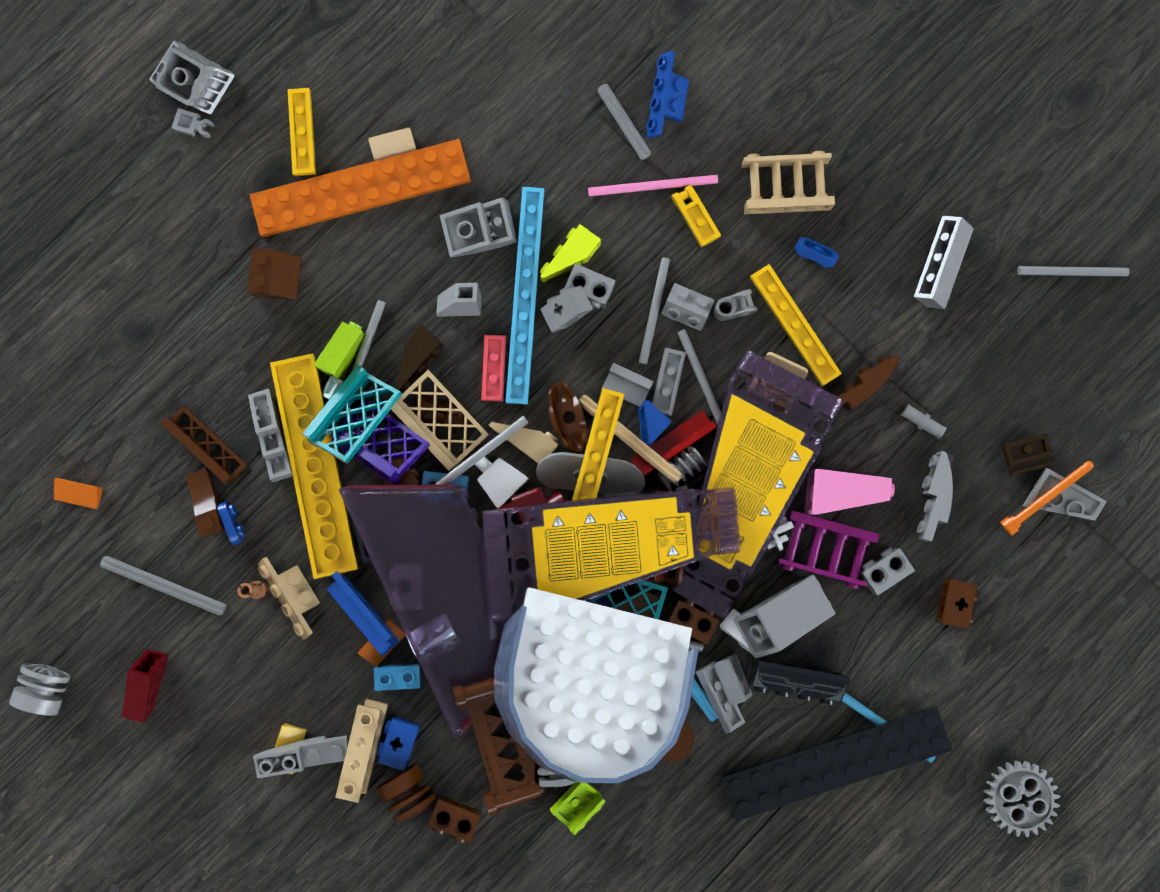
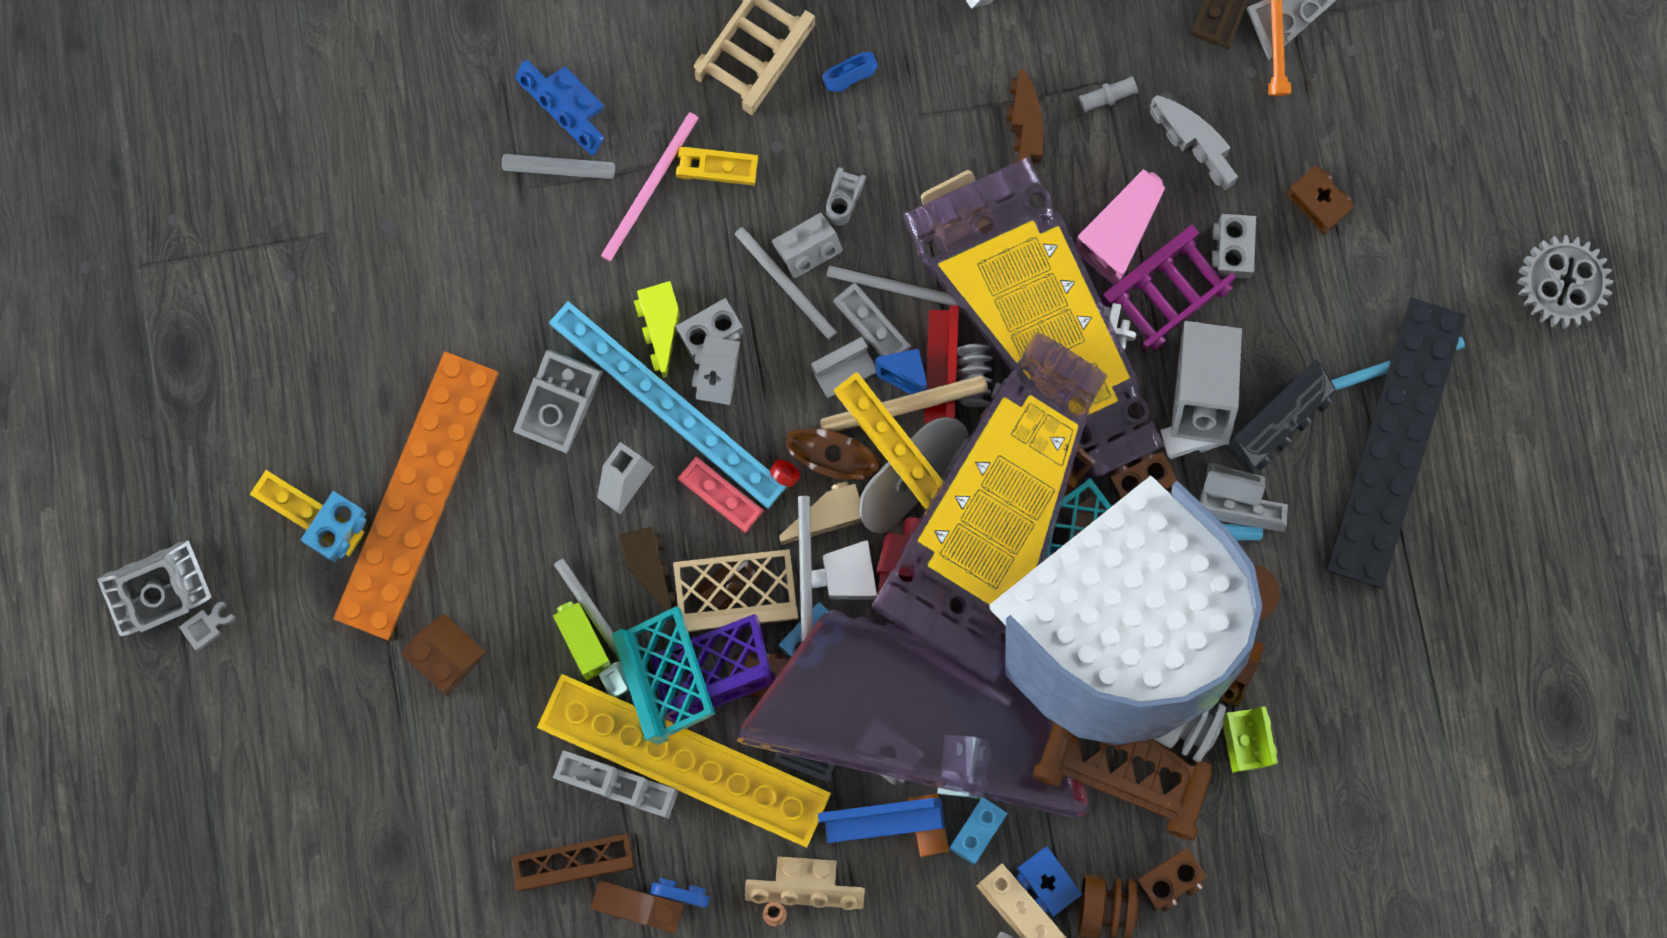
camera: 55 degrees left, 5 degrees down
(301, 146) = (327, 523): none -> dark azure brick
(392, 144) = (396, 426): tan slope -> none
(534, 396) = (785, 473): none -> red tile
(795, 325) = (910, 149): yellow plate -> none

